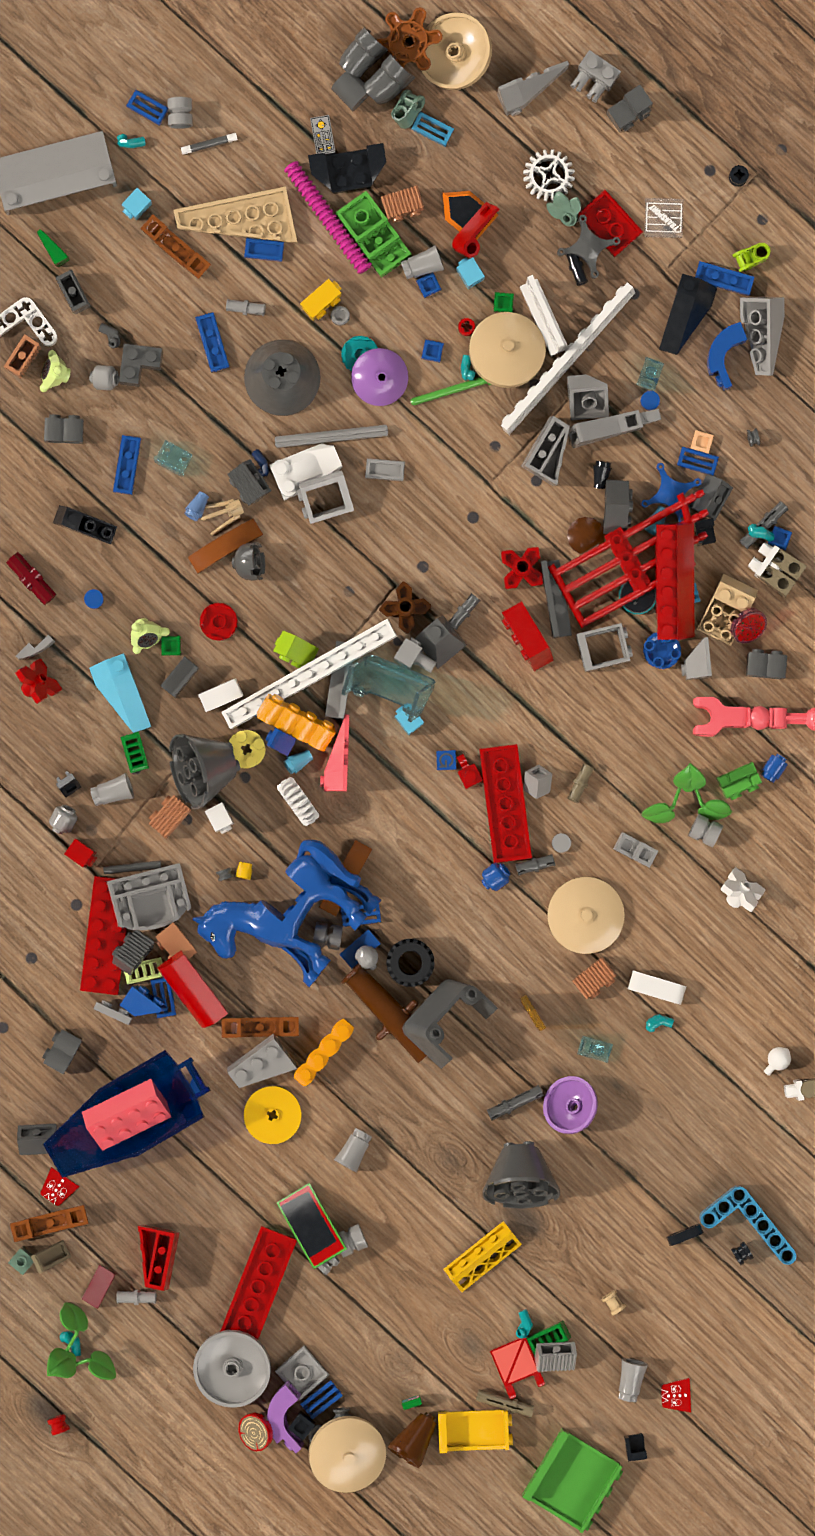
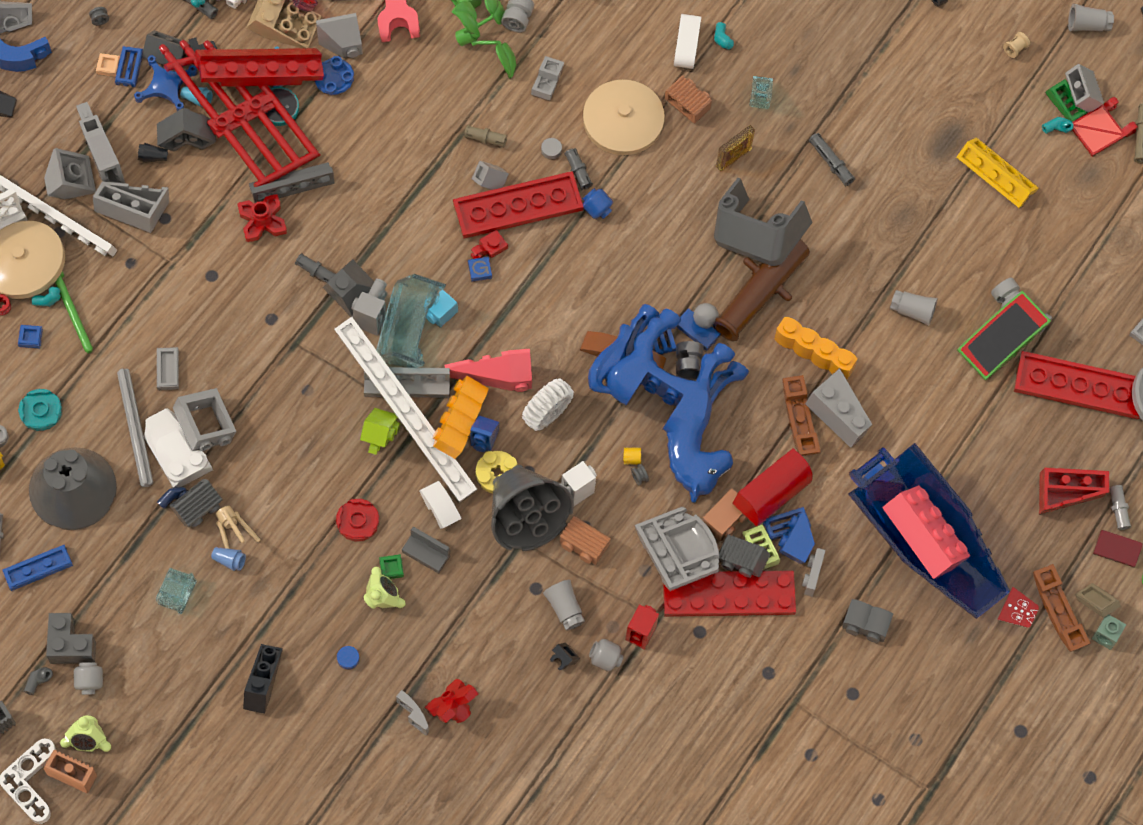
camera: 95 degrees left, 20 degrees down
(31, 578) = (332, 729): dark red piece -> none
(31, 1138) = (969, 636): dark grey panel -> none
(64, 430) = (154, 715): dark grey brick -> none
(118, 686) = (447, 613): medium azure wedge -> none
(127, 465) = (188, 642): blue tile -> none
(132, 867) = (647, 575): dark grey bar -> none
(133, 769) = (531, 574): green slope -> none
(225, 545) = (271, 523): dark orange slope -> none
(249, 561) = (286, 492): dark grey cylinder -> none
(274, 1130) = (877, 391): yellow piece -> none
(298, 761) = (506, 418): medium azure cone -> none
(366, 381) = (65, 394): medium lavender dish -> none
(403, 978) = (707, 259): black tyre -> none
(404, 597) = (317, 327): reddish brown plant -> none
(520, 1178) = (908, 135): dark grey cone -> none
(527, 635) = (334, 201): red wedge -> none
(560, 1104) = (809, 97): medium lavender dish -> none
(584, 652) = (344, 146): light grey window -> none
(585, 534) = (219, 162): reddish brown dish -> none
(650, 374) = (41, 116): clear light blue slope -> none
(650, 400) = (68, 117): blue tile -> none

